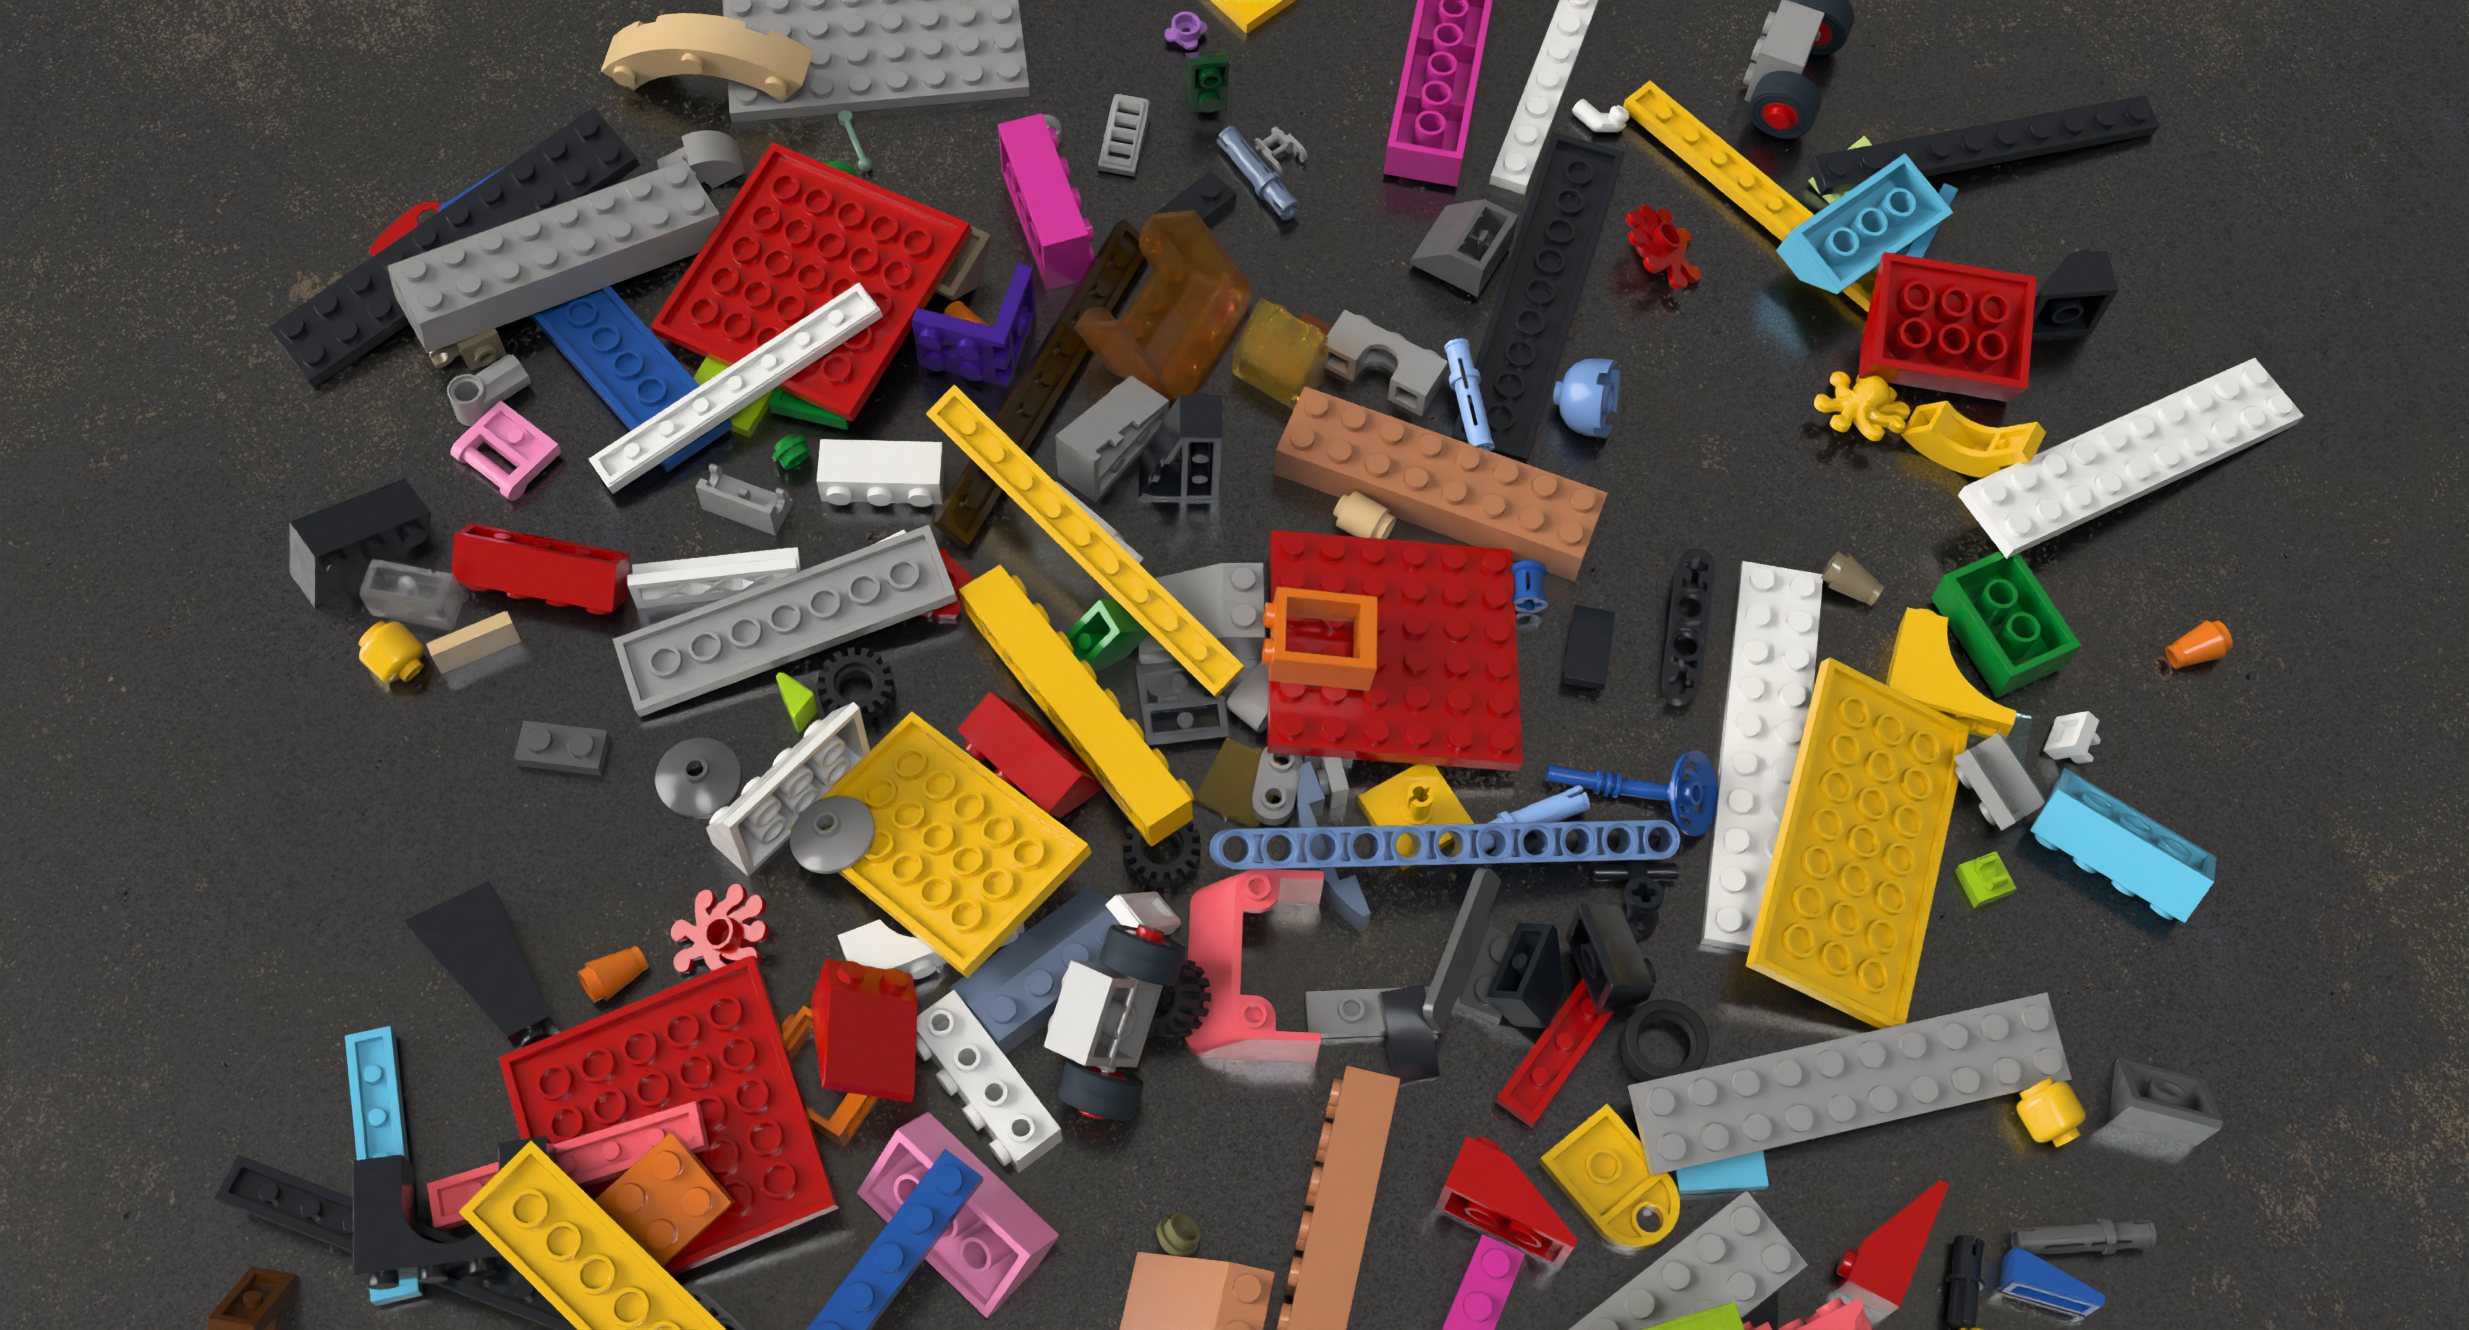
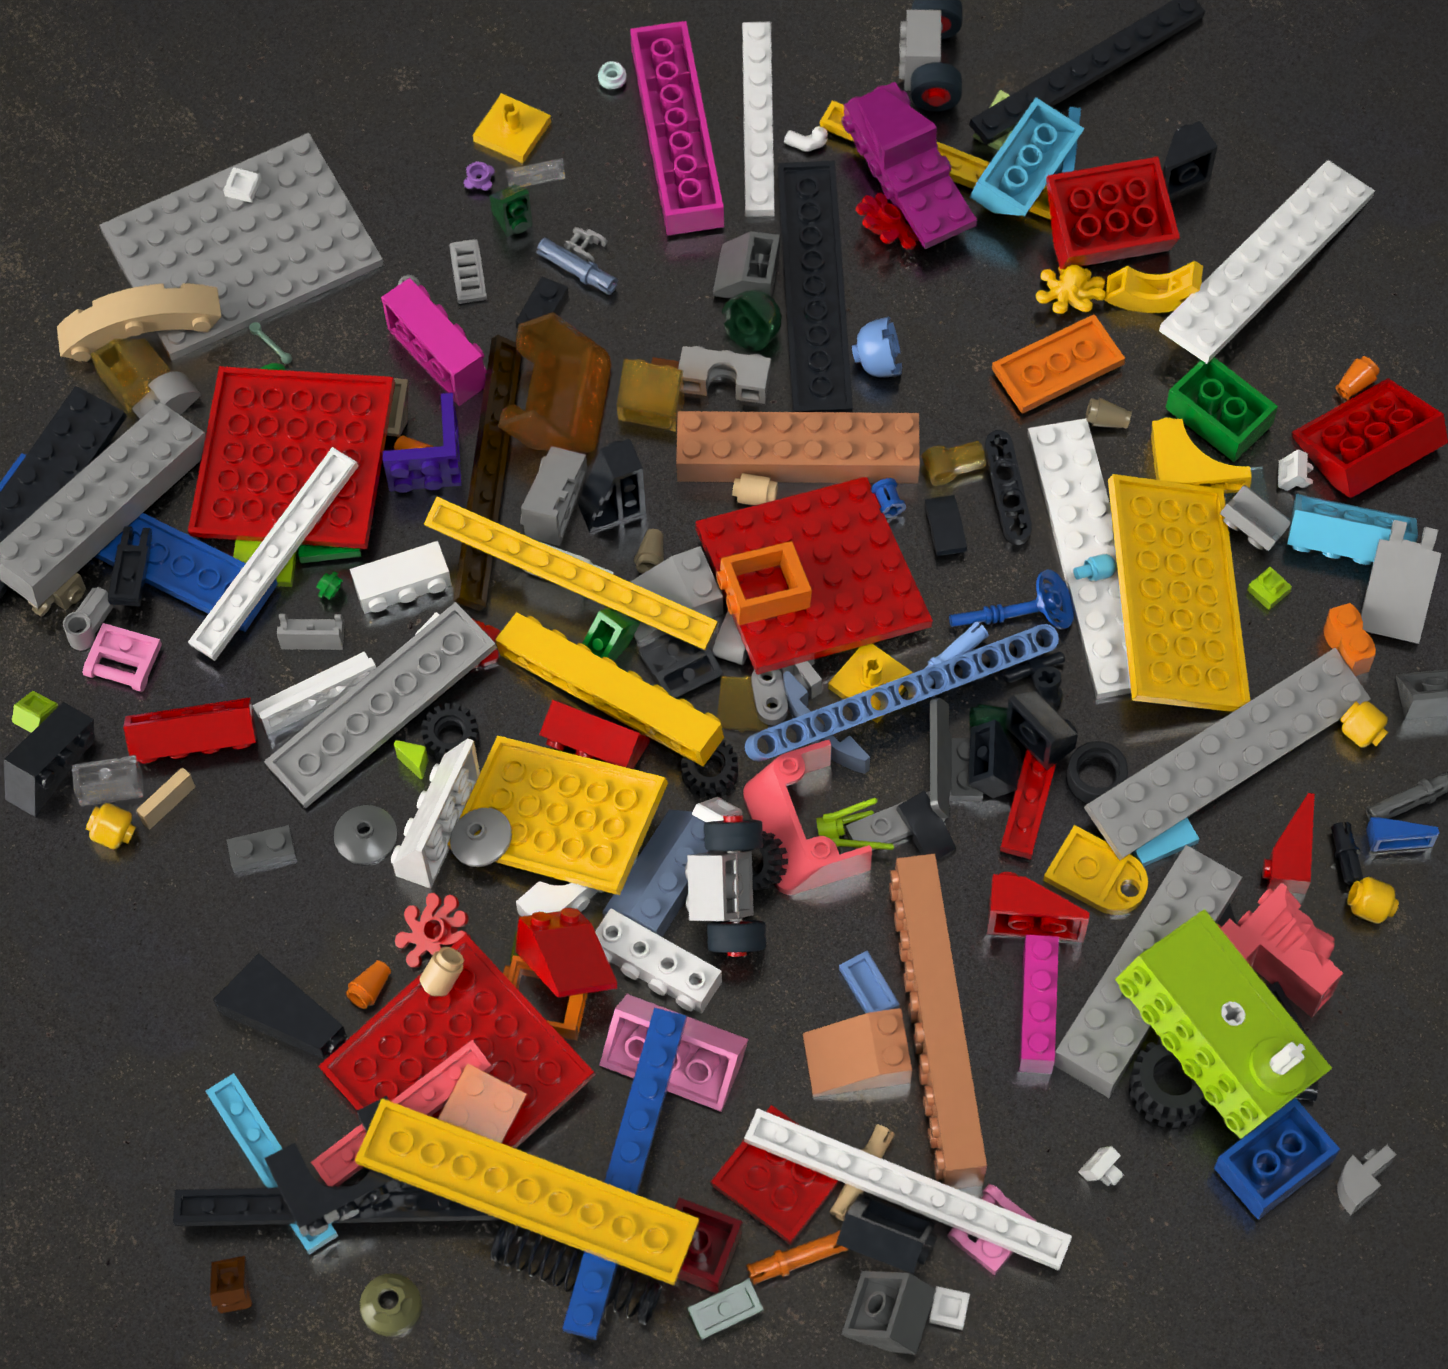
camera: 15 degrees left, 0 degrees up
(370, 474) = (32, 711): none -> lime slope
(560, 345) = (130, 568): none -> black hinge
(671, 108) = (128, 369): none -> clear yellow slope
(695, 995) = (442, 971): none -> tan brick
(1178, 1234) = (826, 1011): olive plate -> none
(1201, 547) = (650, 551): none -> dark tan cone
(1250, 1220) = (868, 984): none -> medium blue tile
(1255, 48) = (536, 173): none -> clear slope
(1287, 987) = (832, 826): none -> lime plant
(1445, 306) = (752, 319): none -> clear green cylinder
(1460, 357) = (778, 352): light blue pin -> none
(1546, 911) = (986, 713): none -> clear green cone
(1618, 569) = (945, 463): none -> clear yellow piece
(1713, 183) = (906, 162): none -> magenta wedge
(1763, 772) = (1096, 568): none -> medium azure cylinder
(1812, 493) = (1058, 363): none -> orange plate
(2068, 977) = (1346, 634): none -> orange brick
(2166, 940) = (1401, 585): none -> light grey tile
(2193, 729) = (1372, 437): none -> red slope

